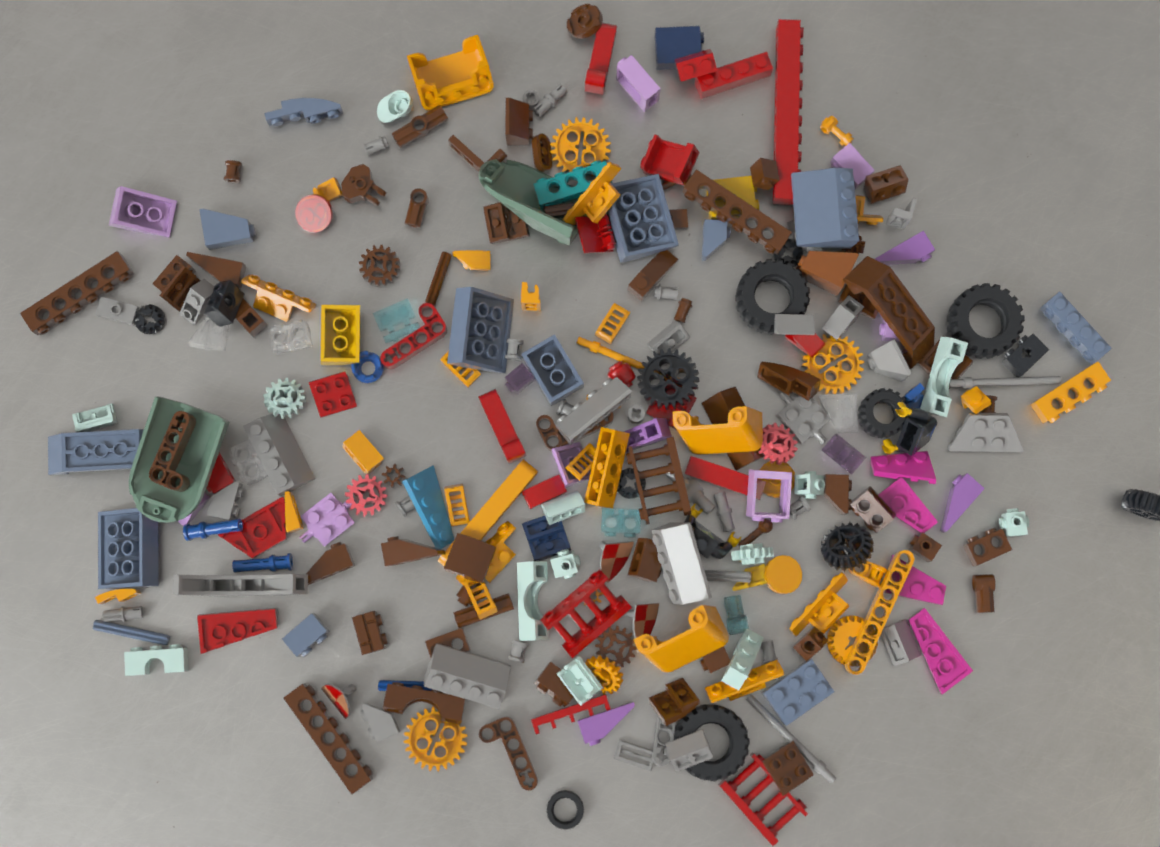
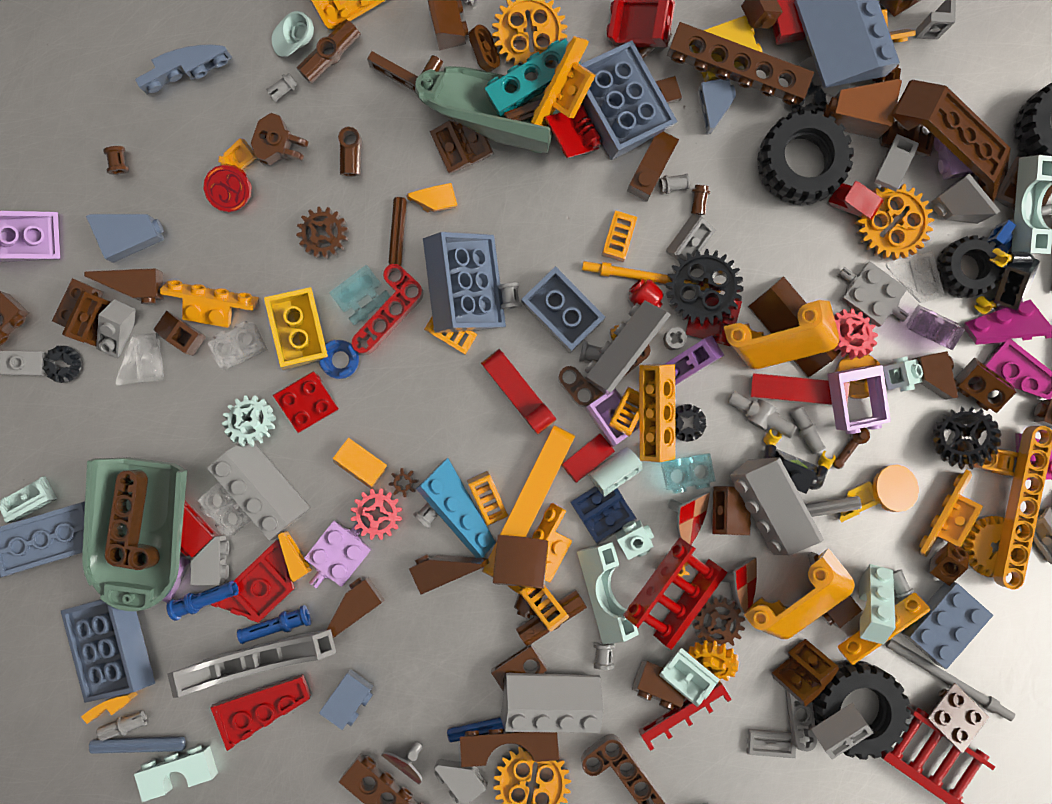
camera: 15 degrees left, 5 degrees up
(224, 303) = (145, 324): black brick -> none
(369, 632) = (422, 677): reddish brown brick -> none
(519, 379) = (524, 330): clear purple brick -> none
(531, 300) = (517, 231): light orange hinge -> none
(600, 724) = (726, 715): medium lavender slope -> none
(676, 486) = (737, 393): reddish brown fence -> none
(736, 620) = (853, 556): clear light blue piece -> none
(752, 554) = (856, 474): light aqua gear -> none
(789, 379) = (848, 253): reddish brown slope -> none
(794, 324) = (844, 184): light grey slope -> none
(799, 507) = (897, 402): light grey bush -> none
(909, 252) = (957, 62): medium lavender slope -> none

